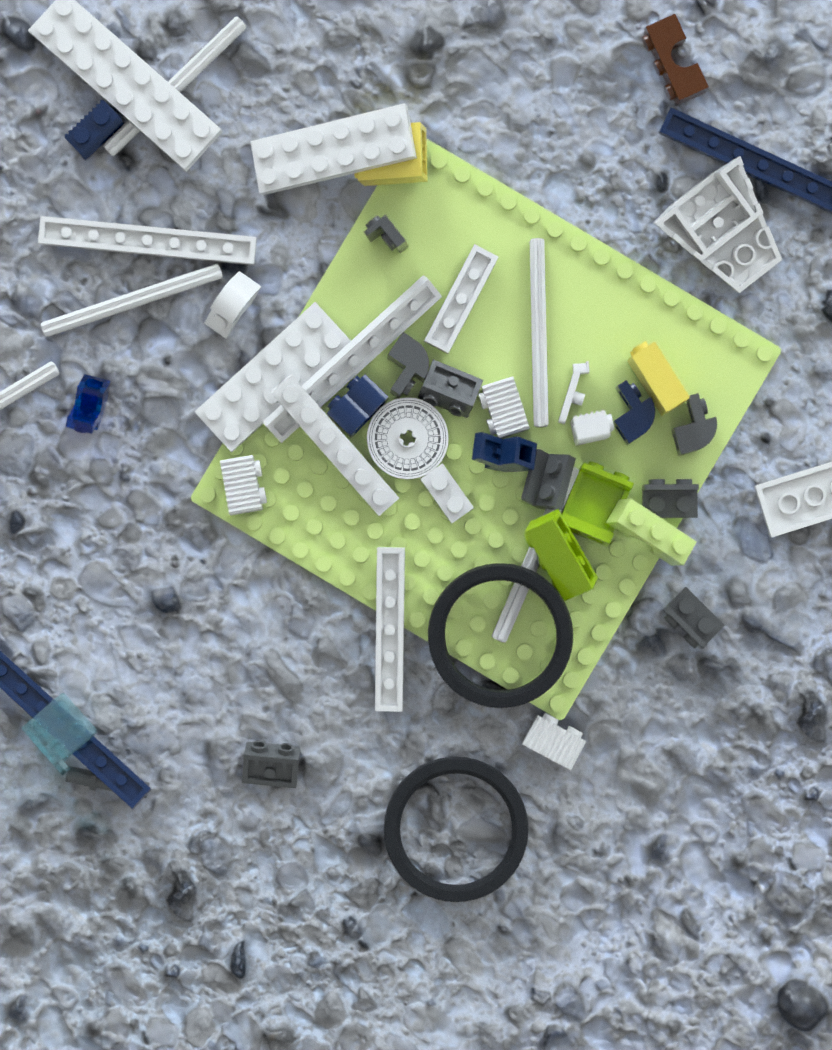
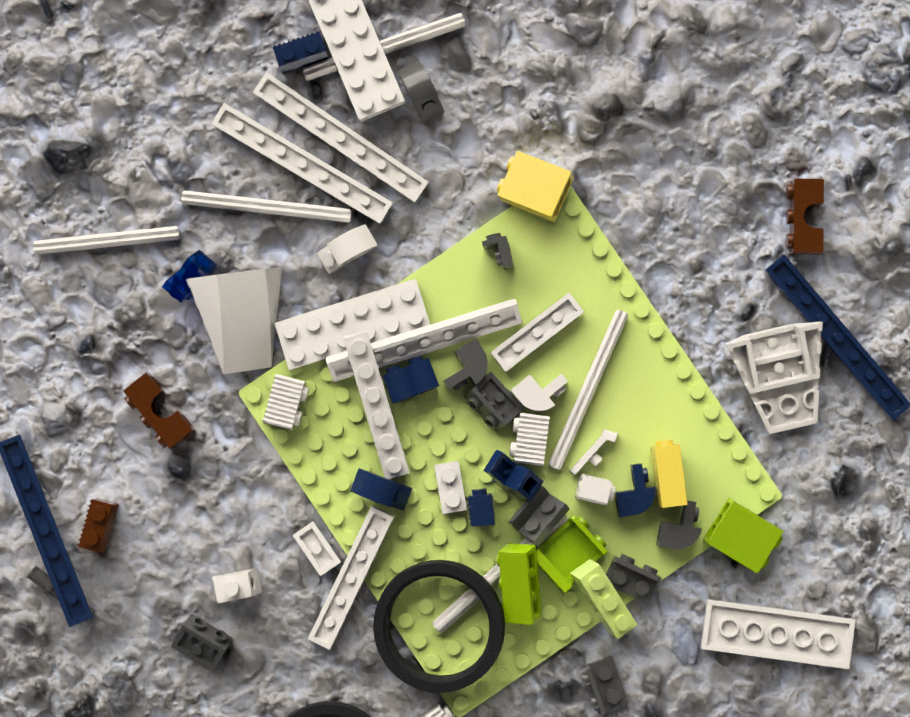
camera: 25 degrees right, 0 degrees up
(59, 731) = (40, 535): clear light blue bracket -> none
(97, 545) = (143, 396): none -> reddish brown arch
(112, 695) = (98, 525): none -> reddish brown brick
(156, 420) = (239, 316): none -> white wedge
(173, 196) = (340, 137): none -> white plate
(232, 111) = (421, 90): none -> dark grey brick
(278, 691) = (236, 585): none -> white torso
(333, 149) = (489, 160): white plate -> none
(342, 617) = (317, 548): none -> white plate
(379, 527) = (381, 489): none -> dark blue brick
(426, 427) = (439, 446): white piece -> none
(487, 497) = (481, 508): none -> dark blue brick
(489, 364) = (535, 397): none -> white brick
(761, 405) = (743, 535): none -> lime brick

